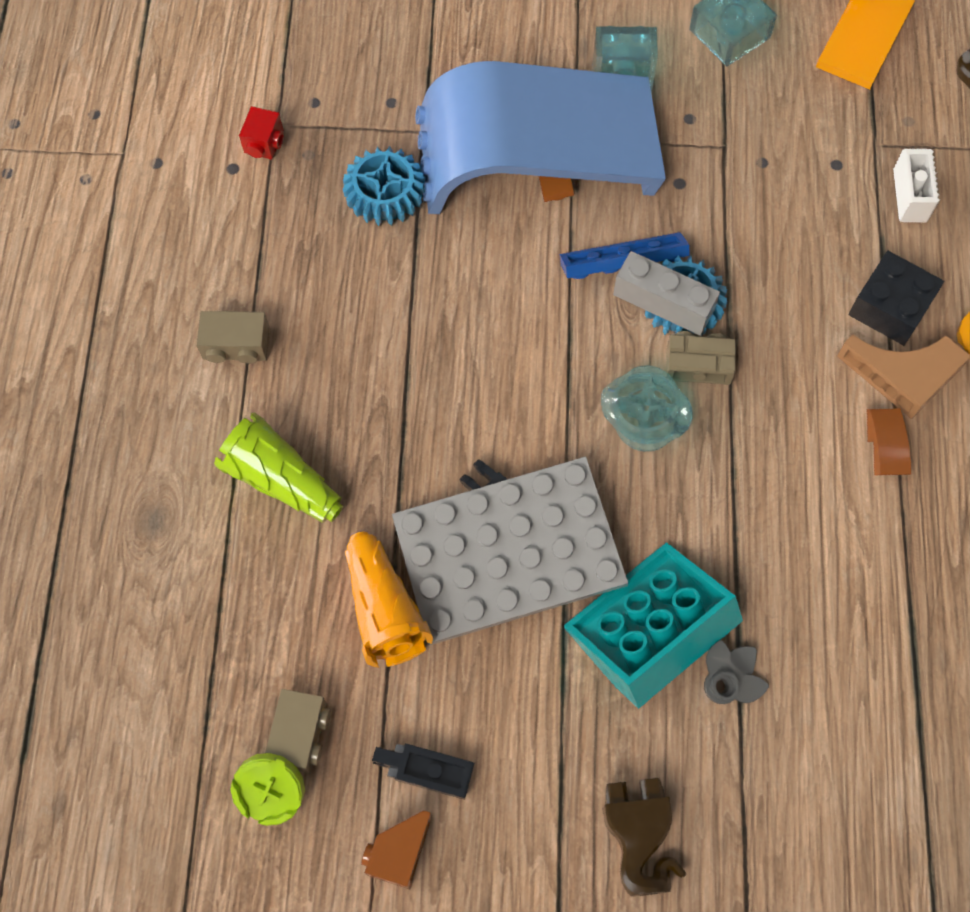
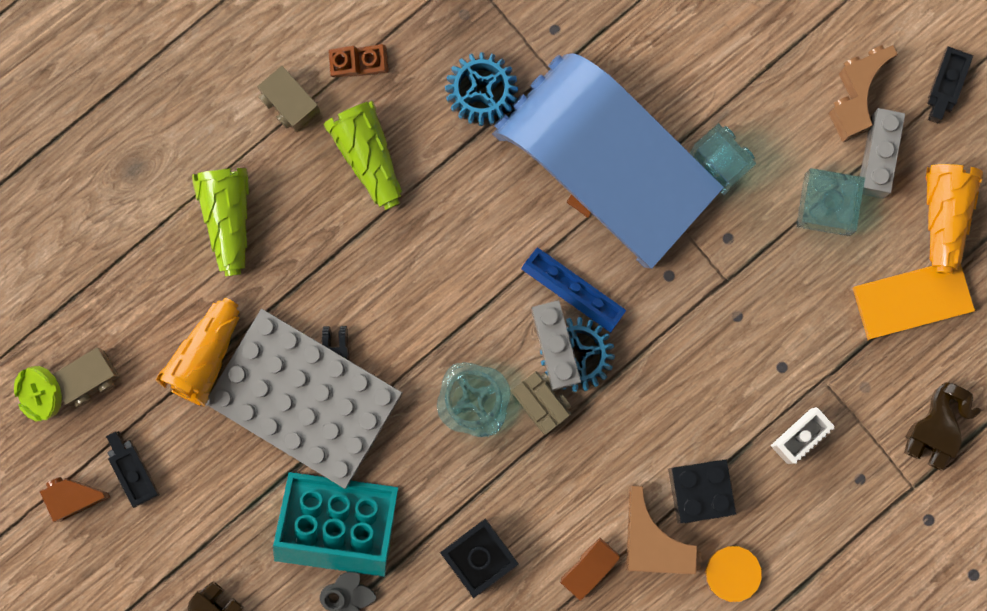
camera: 45 degrees right, 15 degrees up
(259, 263) = (358, 61): none -> dark orange slope
(342, 310) = (366, 151): none -> lime cone
(799, 520) = (479, 558): none -> black brick

